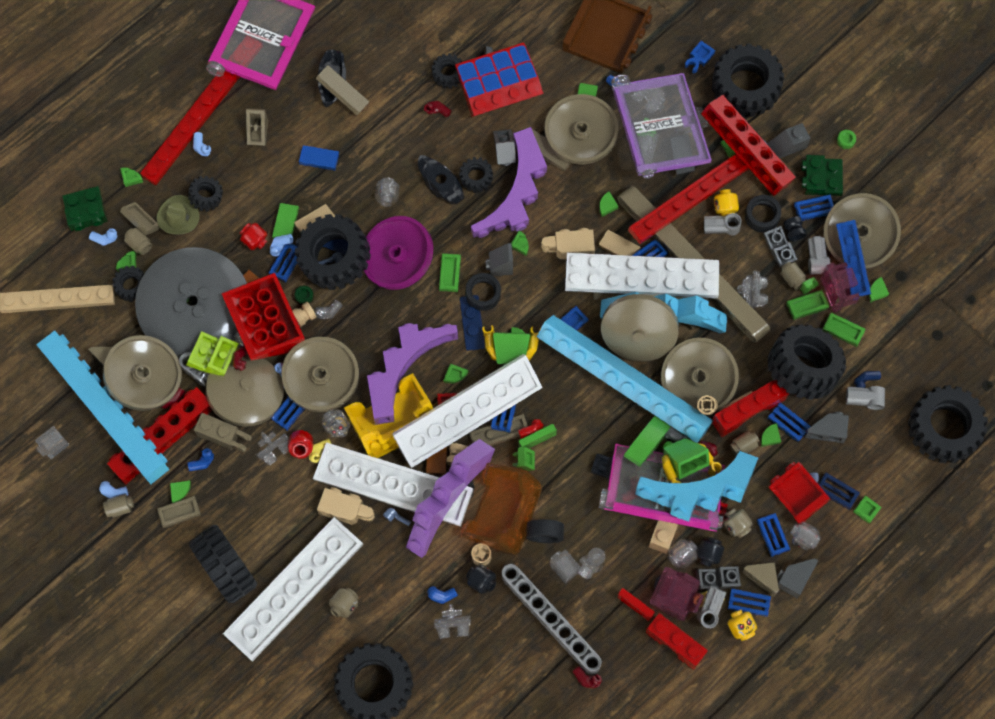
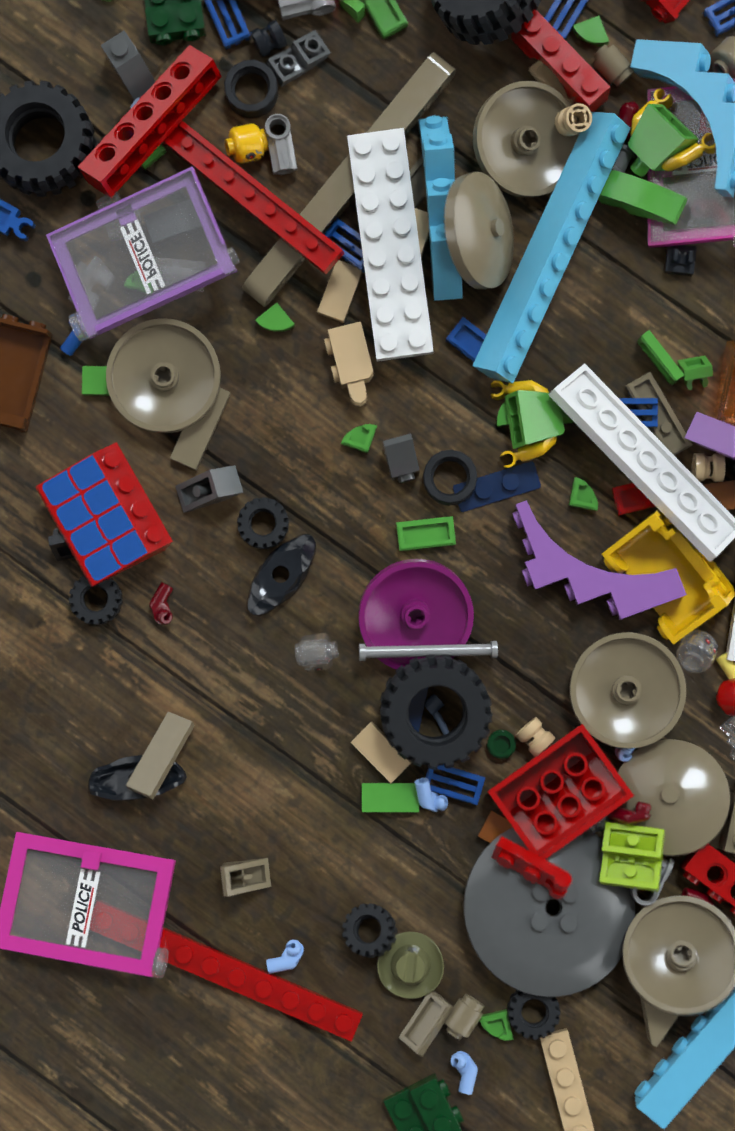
camera: 95 degrees left, 15 degrees up
(130, 177) = (357, 1055): bright green tile -> none
(220, 288) = (532, 867): none -> red plate
(253, 236) = (425, 840): red head -> none
(275, 418) = (704, 734): blue tile -> none
(319, 157) = (275, 769): blue tile -> none
(328, 312) = (523, 701): clear arm -> none
(365, 296) = (423, 650): none -> light grey bar
(512, 211) = (316, 457): medium lavender arch -> none
(536, 426) = (653, 369): red arm -> none
(751, 289) = (377, 85): clear hips -> none
(793, 275) = (343, 30): dark tan brick -> none

